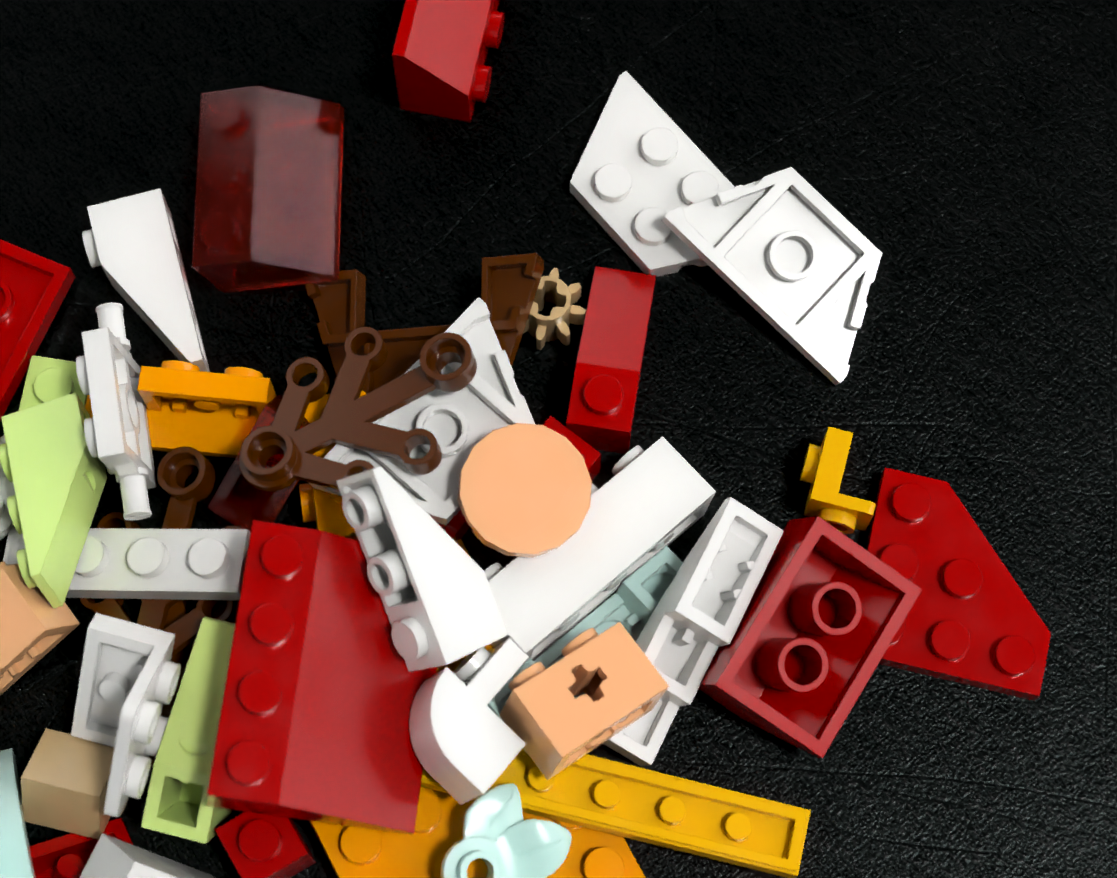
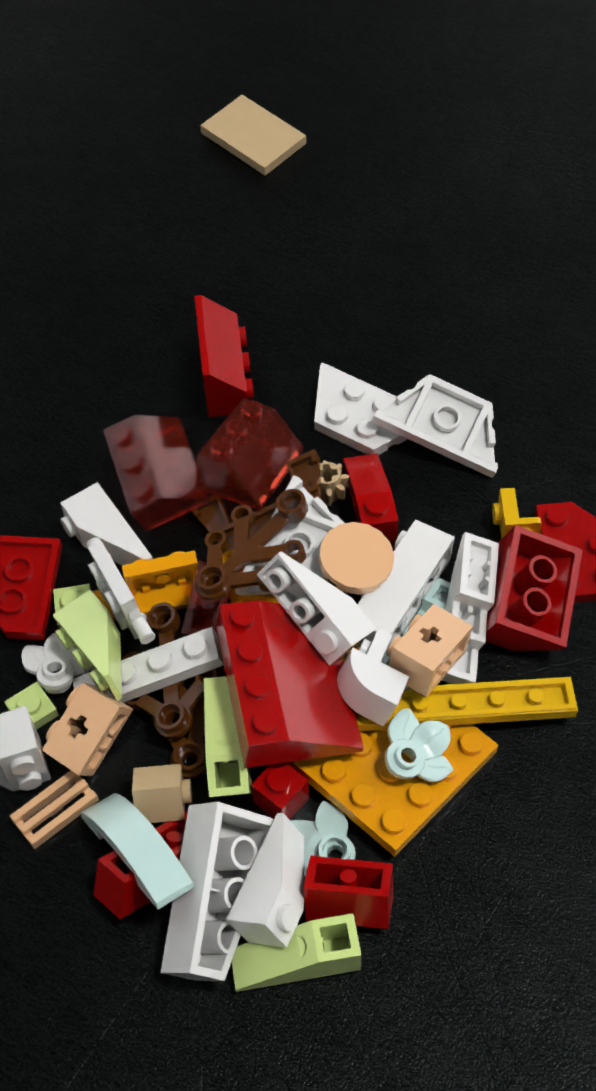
camera: 15 degrees left, 15 degrees down
(122, 698) = (176, 728): white bracket -> none
(428, 219) = (247, 455): none -> clear red slope

